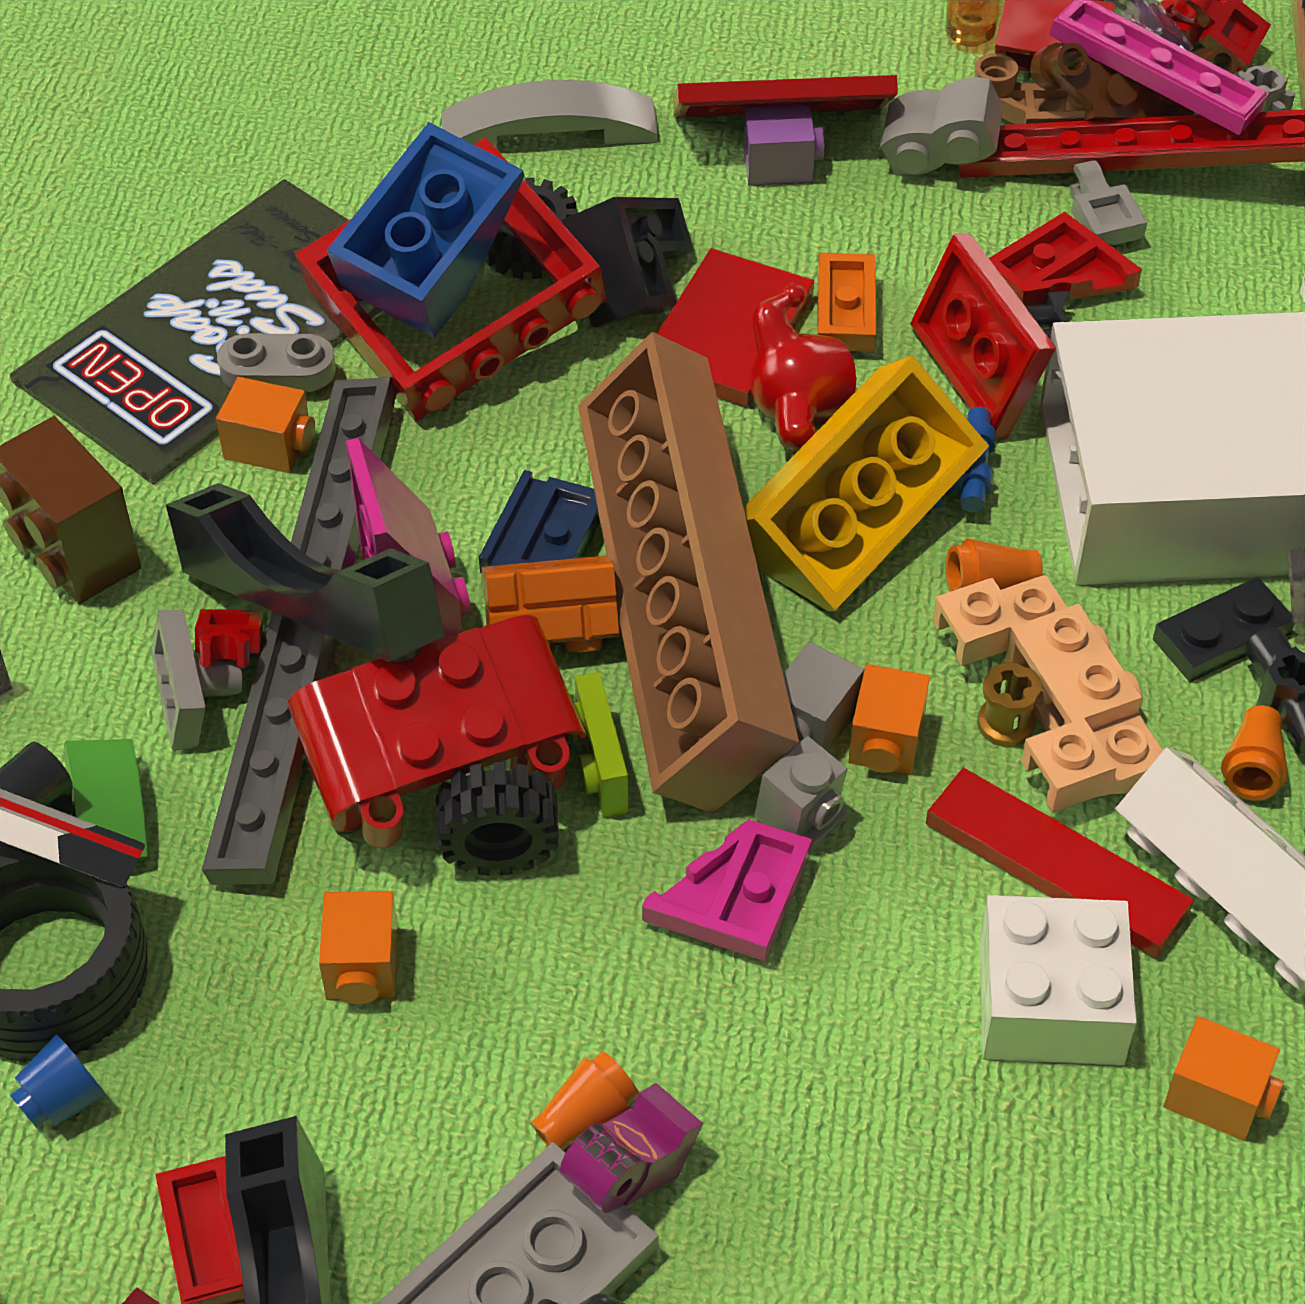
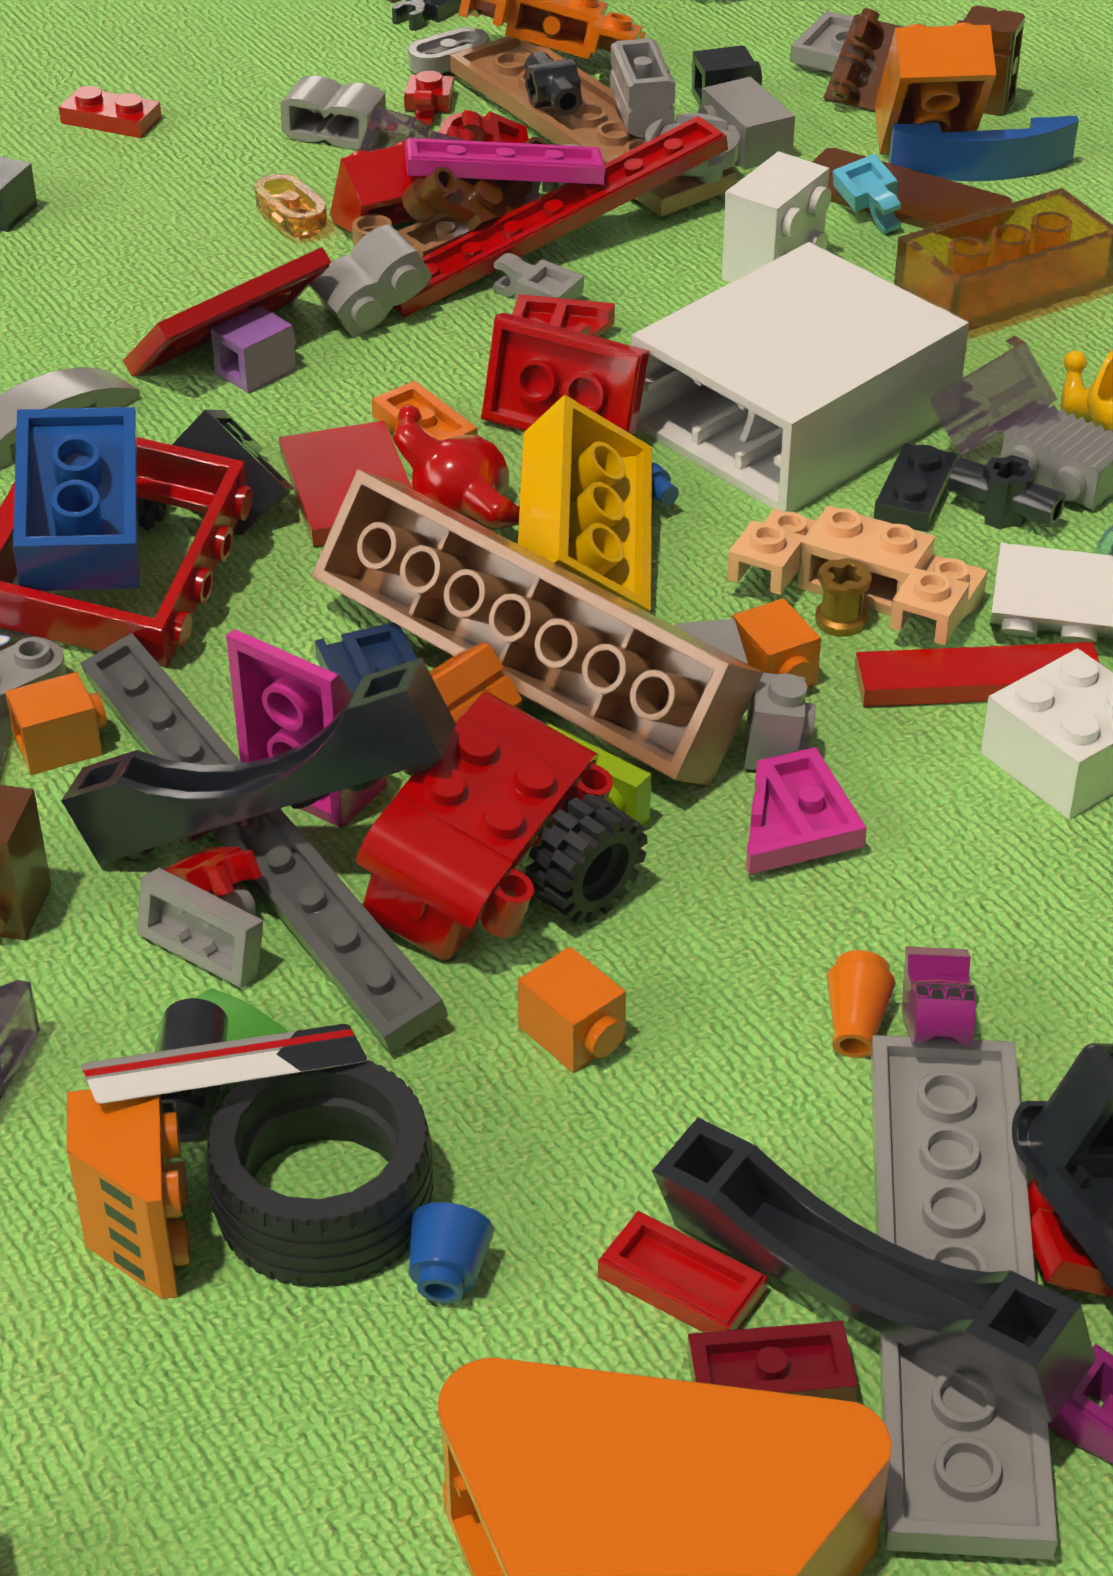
camera: 40 degrees left, 10 degrees down
(983, 560) = (720, 527): orange cone -> none
(1257, 757) = (1021, 529): orange cone -> none

